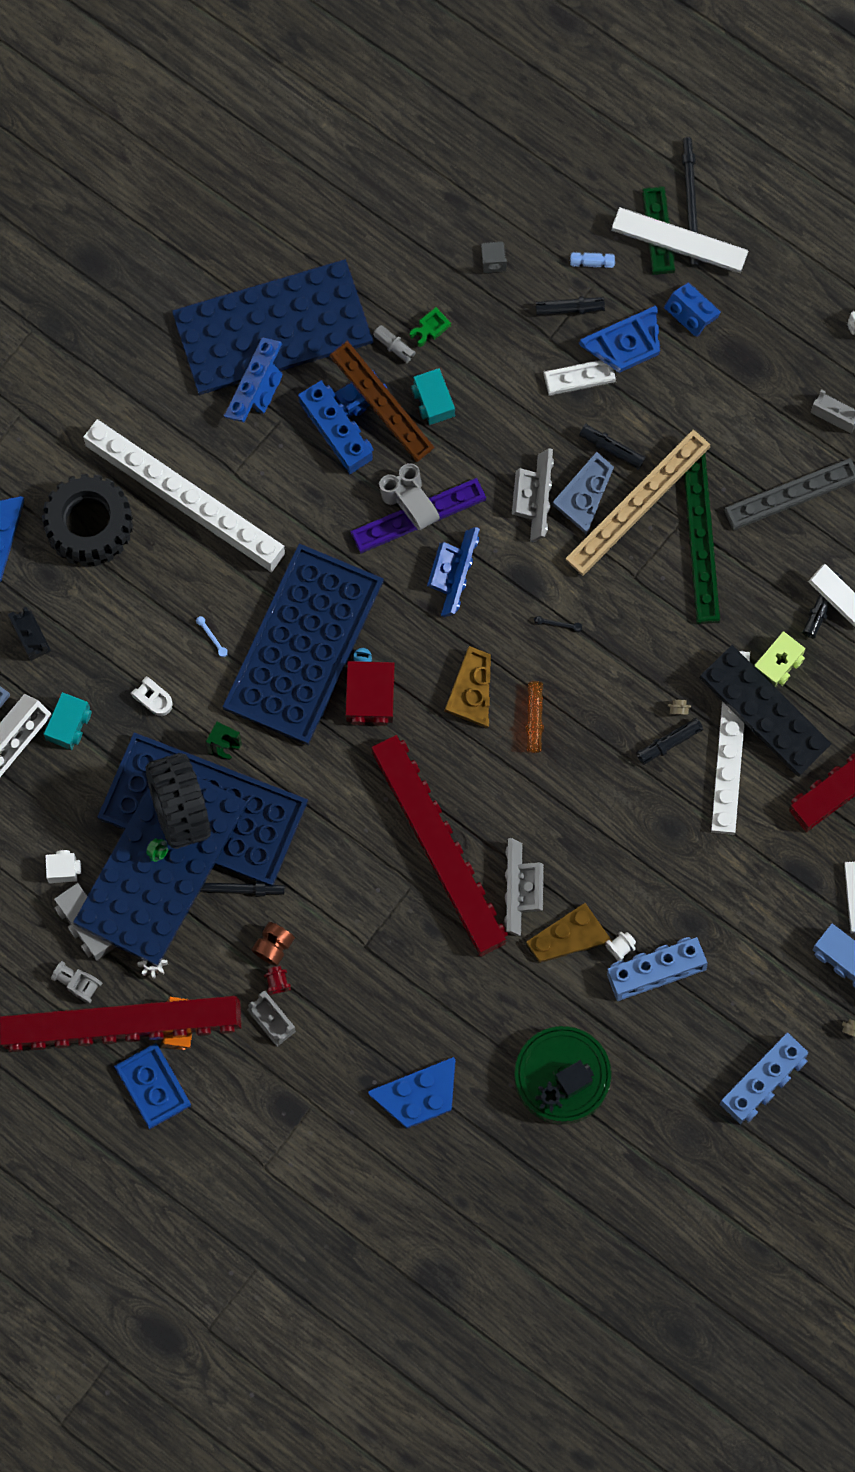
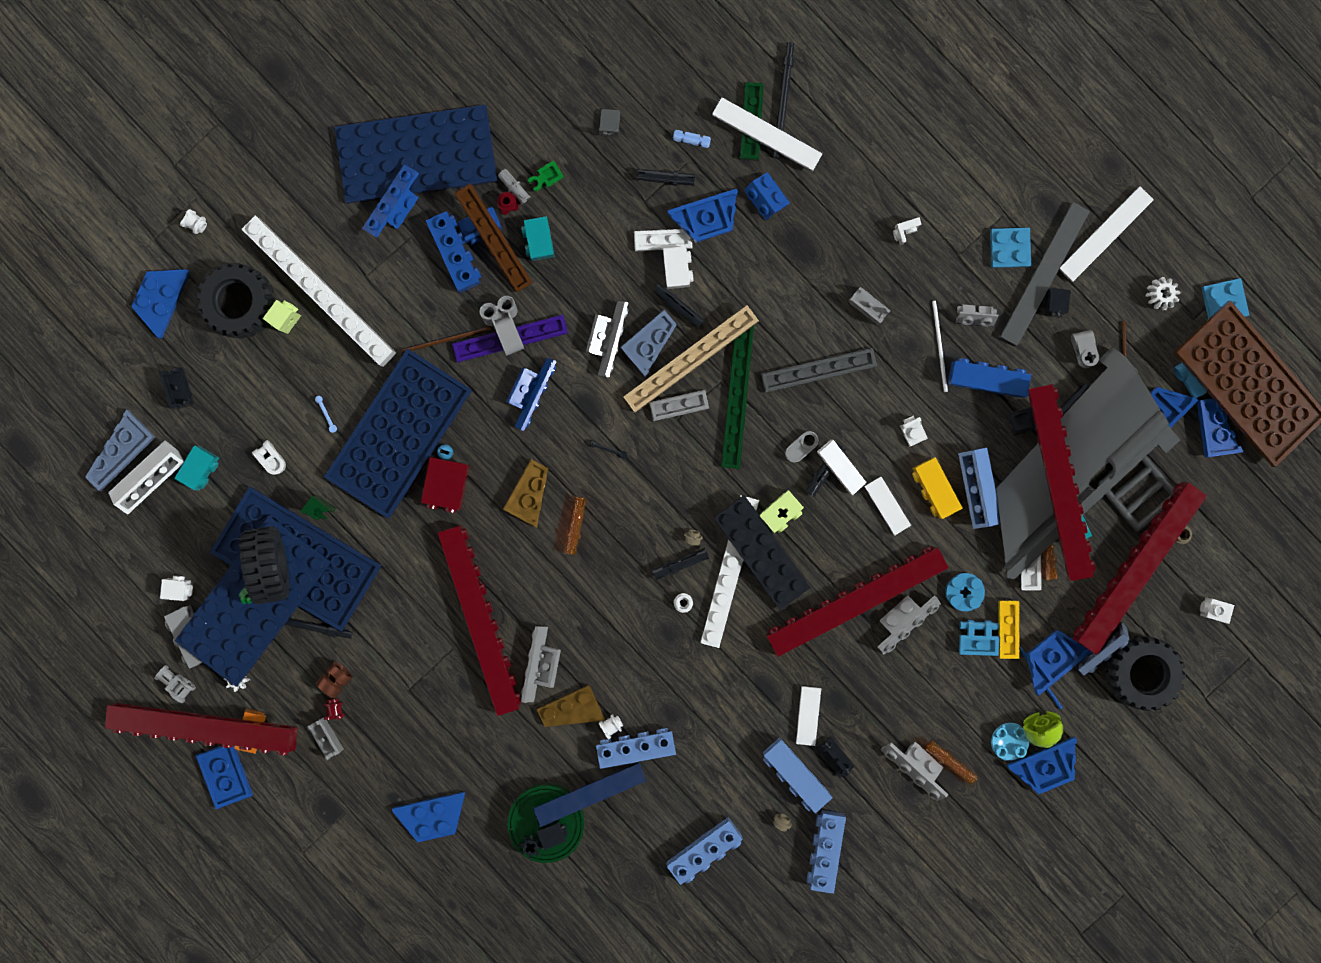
camera: 10 degrees right, 15 degrees up
(22, 441) = (193, 222): none -> white brick
(145, 528) = (282, 316): none -> yellowish green brick
(346, 527) = (447, 339): none -> reddish brown piece
(389, 368) = (512, 206): none -> dark red brick
(602, 403) = (676, 267): none -> white brick
(610, 1028) = (589, 794): none -> dark blue tile
(633, 560) = (679, 405): none -> light grey tile
(681, 780) = (678, 598): none -> white plate
(785, 587) = (799, 449): none -> light grey piece

